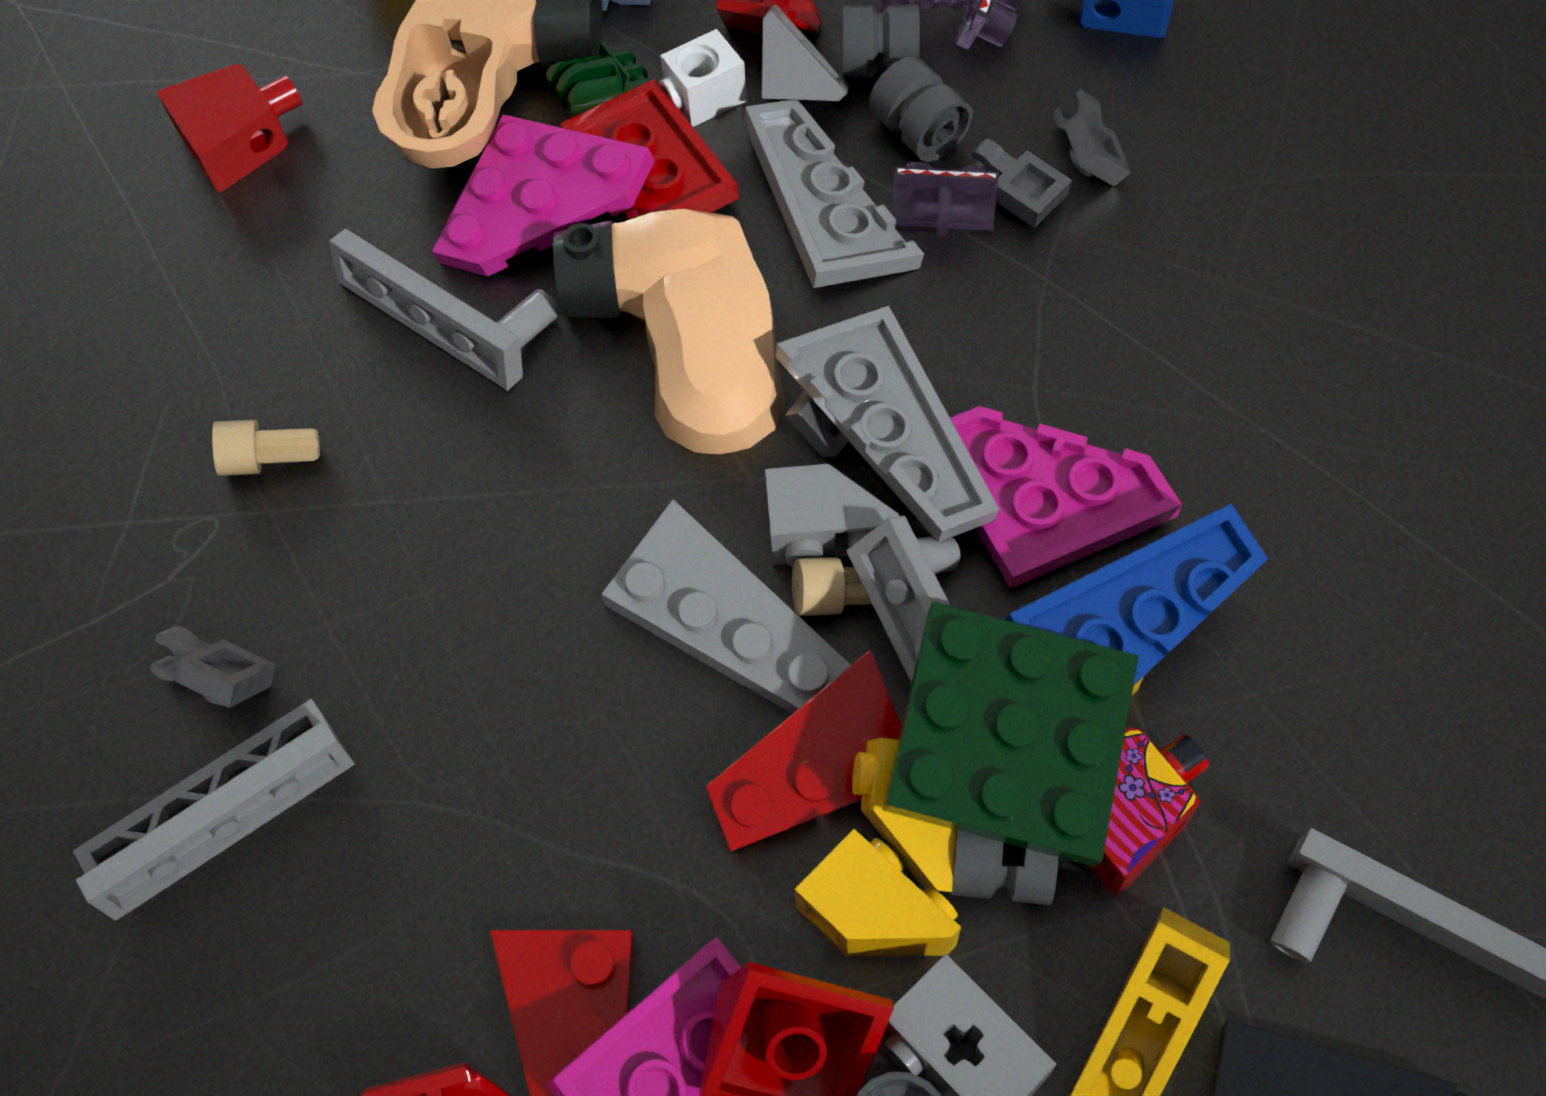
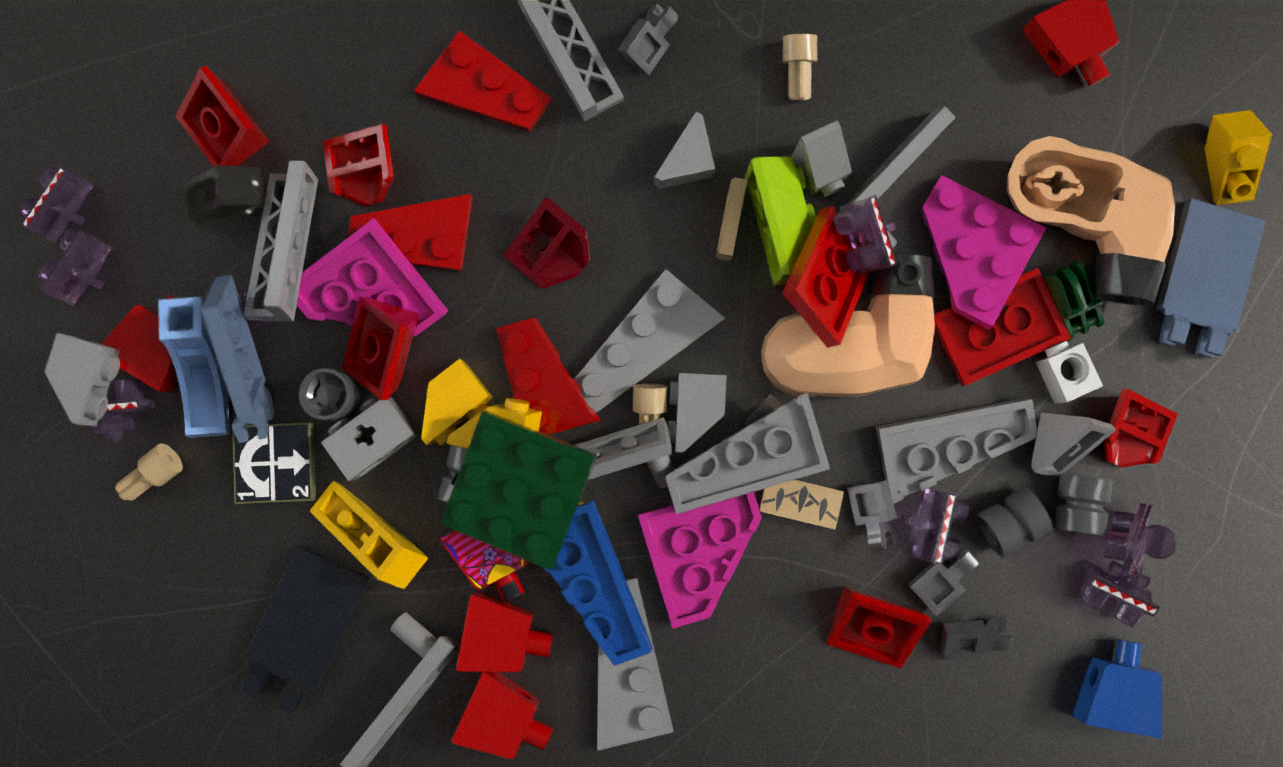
camera: 90 degrees right, 25 degrees up
(284, 945) = (481, 83): none -> red wing
(408, 578) = (689, 158): none -> light grey slope
(414, 387) = (823, 159): none -> light grey slope
(513, 435) = (780, 211): none -> lime slope
(513, 506) = (731, 219): none -> tan tile
(526, 300) = (867, 235): none -> clear purple hips
(574, 779) = (550, 246): none -> dark red slope
(589, 338) = (822, 283): none -> red plate
(933, 271) = (874, 507): none -> flat silver plate
(946, 355) = (803, 503): none -> tan tile
(1105, 249) = (876, 627): none -> red slope
(1270, 769) = (499, 636): none -> red torso
(1315, 561) = (631, 694): none -> light grey wing
(1407, 749) = (500, 718): none -> red torso

